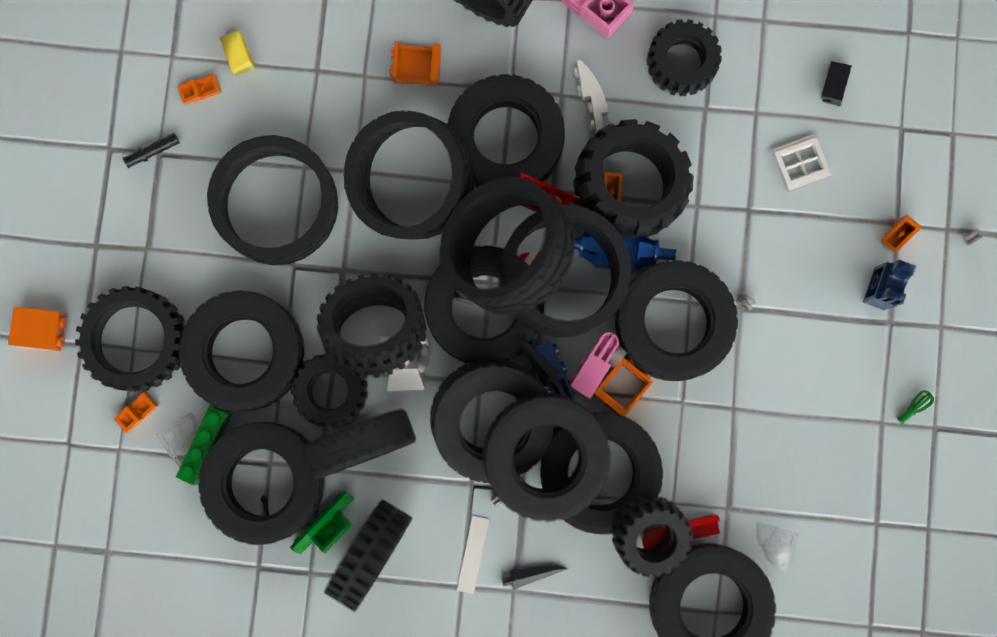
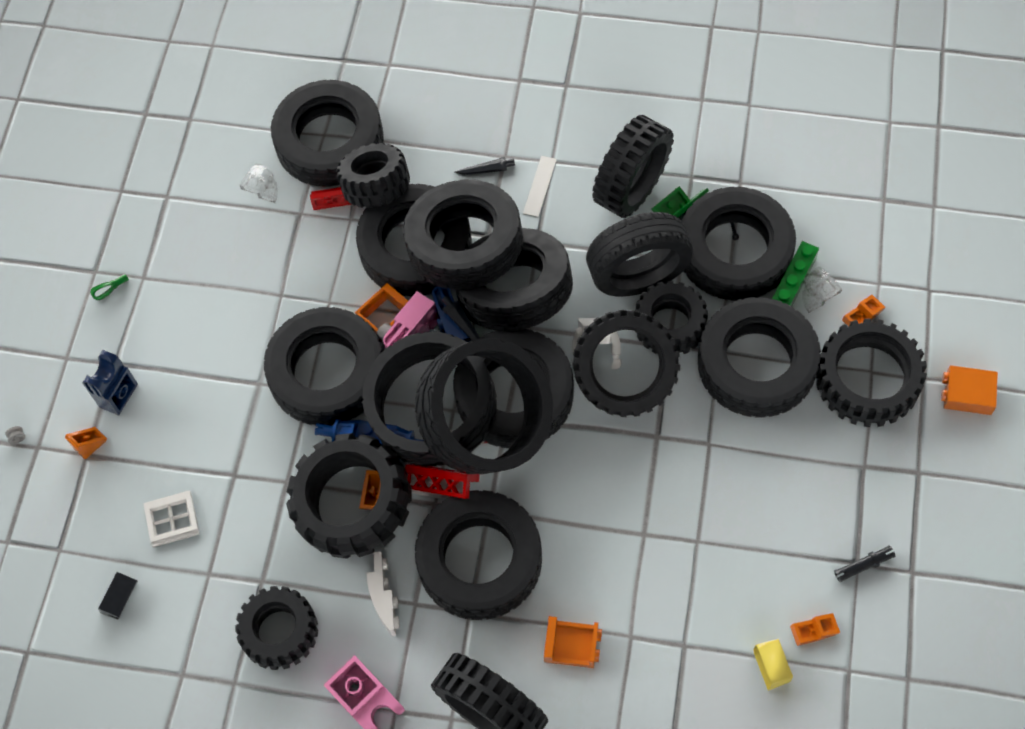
camera: 170 degrees left, 20 degrees down
(235, 162) = (740, 445): black tyre -> none
(358, 168) = (604, 461): black tyre -> none
(746, 302) = (252, 384): light grey bush -> none

